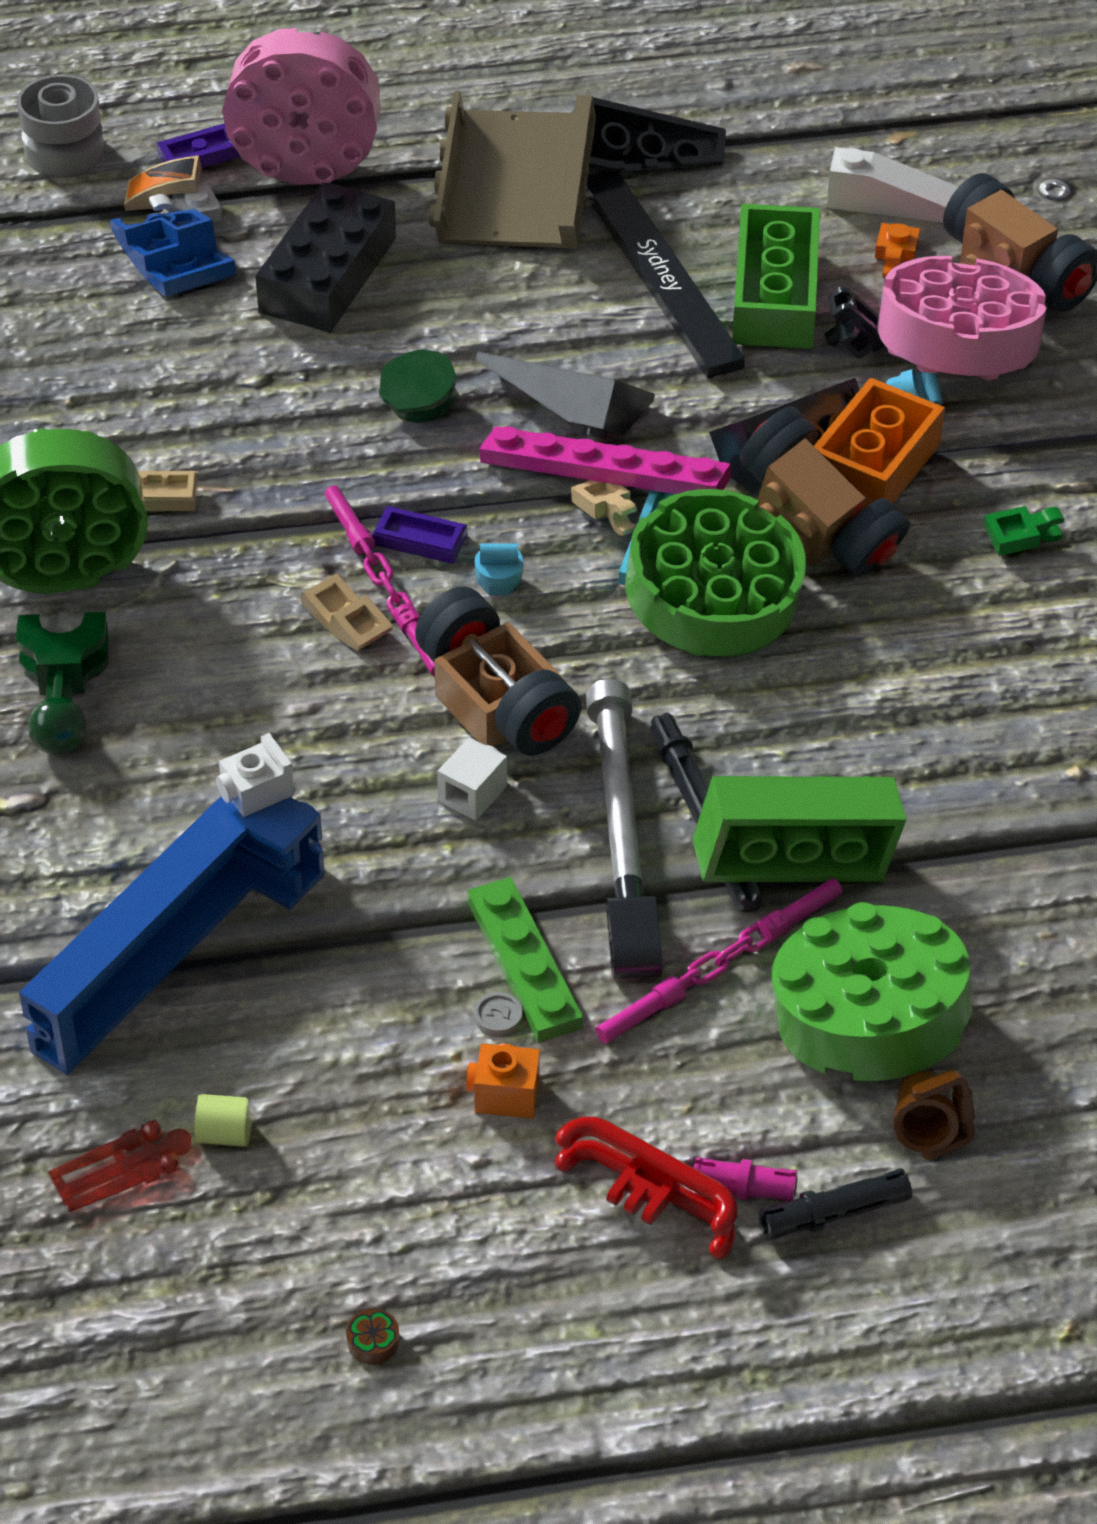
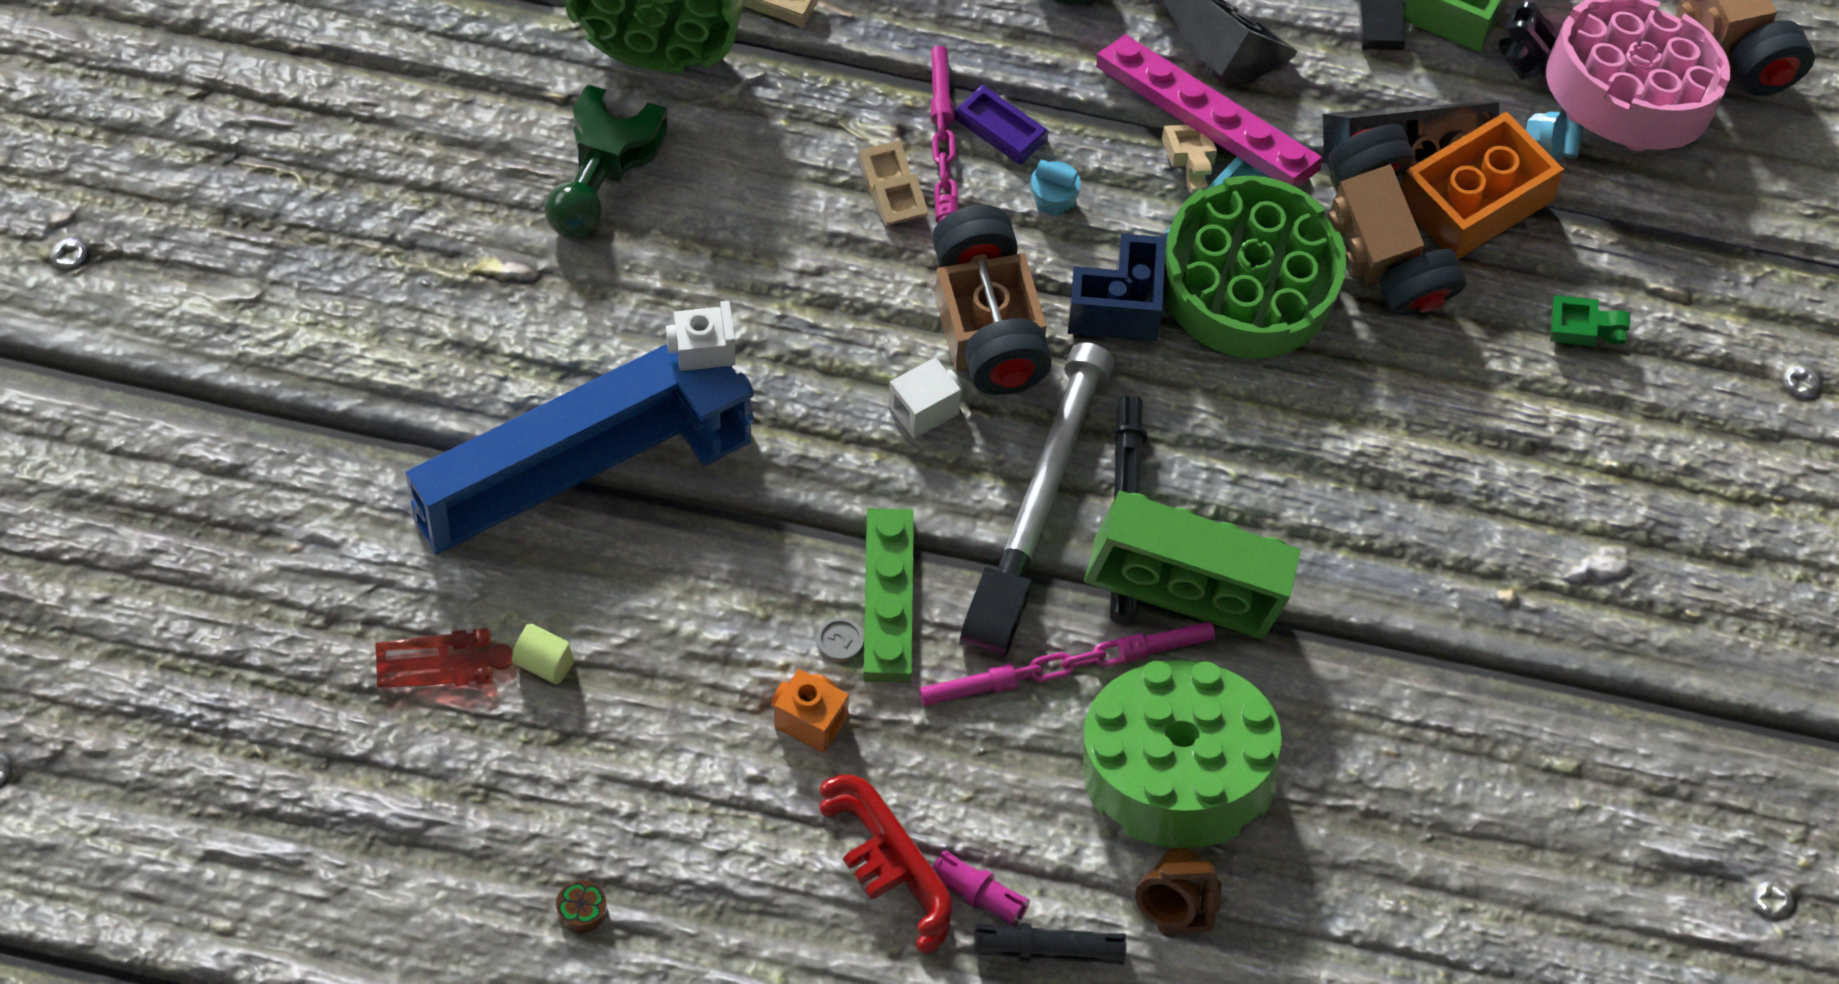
camera: 20 degrees right, 10 degrees up
(612, 634) = (1123, 300): none -> dark blue brick

